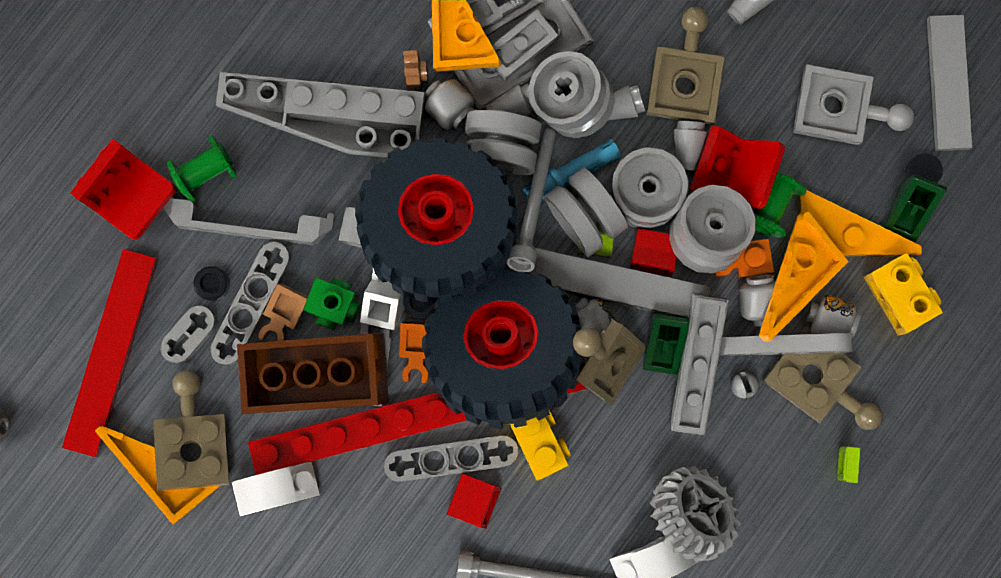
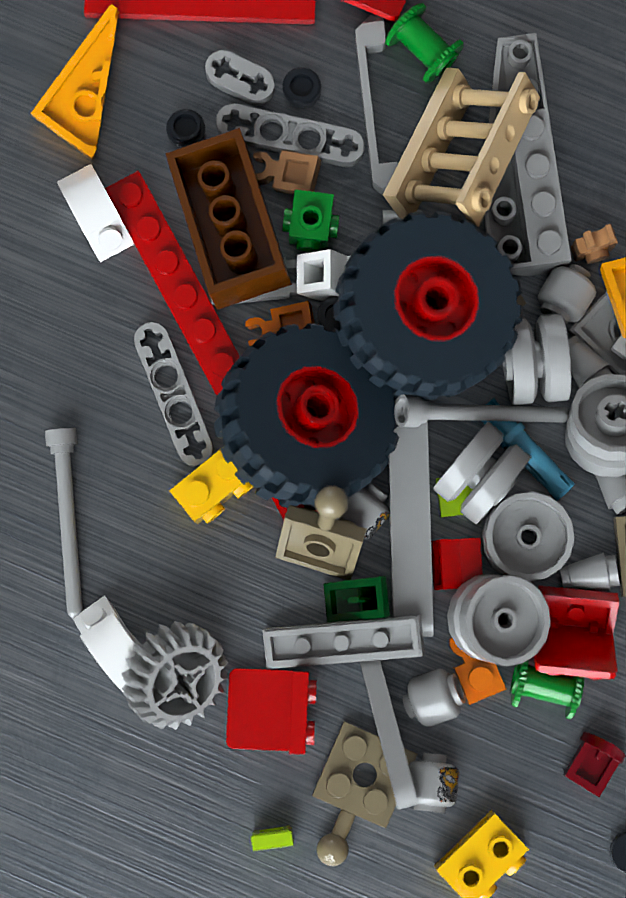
camera: 80 degrees right, 0 degrees up
(174, 433) = (129, 90): dark tan plate -> none
(221, 392) = (185, 127): none -> black plate
(279, 172) = (440, 125): none -> tan fence
(474, 501) = (132, 430): red piece -> none
(738, 388) = (328, 694): light grey hinge -> none
(741, 439) = (270, 710): none -> red bracket
(806, 268) = (479, 736): light orange wing -> none
(845, 182) = (594, 763): none -> dark red tile
(854, 233) = (534, 766): light orange wing -> none
(914, 206) = (583, 847): dark green slope -> none

